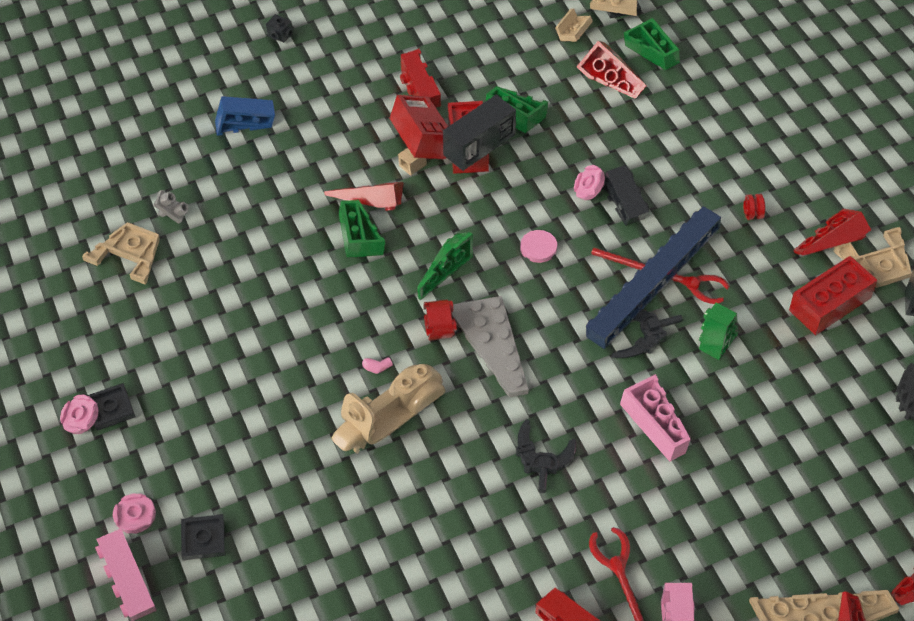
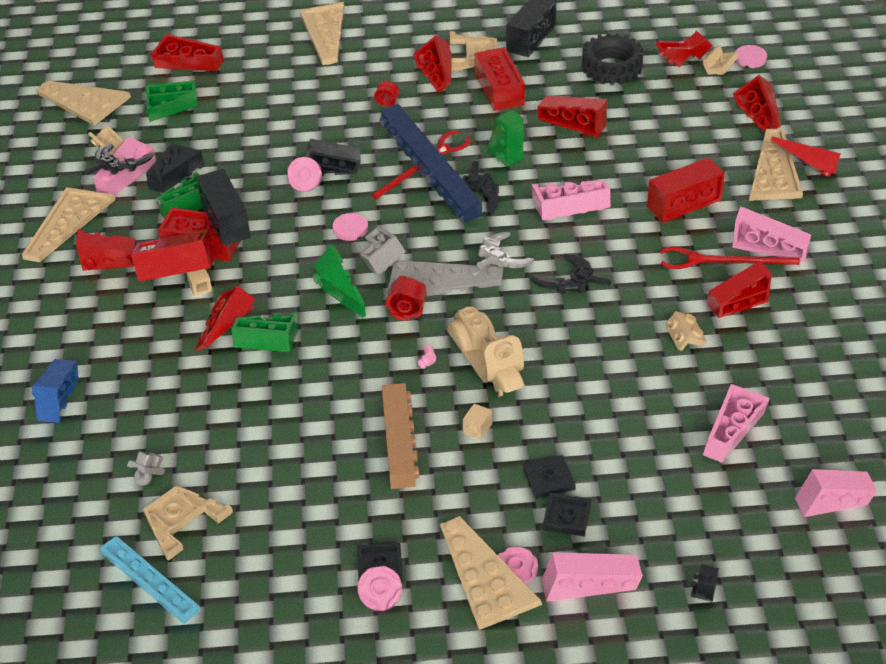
camera: 70 degrees left, 10 degrees down
(61, 256) = (150, 579): none -> medium azure tile
(109, 492) = (488, 582): none -> tan wing
(251, 510) = (549, 476): none -> black plate
(263, 372) = (399, 437): none -> medium nougat brick
(299, 429) = (477, 421): none -> tan brick
(469, 42) = (69, 213): none -> tan wing
(495, 582) = (685, 330): none -> tan bracket
(502, 280) = (382, 251): none -> light grey brick
(525, 35) = (109, 162): none -> black bar
(539, 377) = (495, 256): none -> light grey bar
(540, 51) = (114, 183): none -> bright pink wedge
(556, 83) = (172, 166): none -> black wedge
(609, 69) = (179, 131): wedge -> none
(719, 525) = (685, 190): none -> red piece
(728, 28) = (186, 54): none -> red wedge
(809, 383) = (575, 113): none -> red wedge
(845, 119) = (324, 29): none -> tan wing

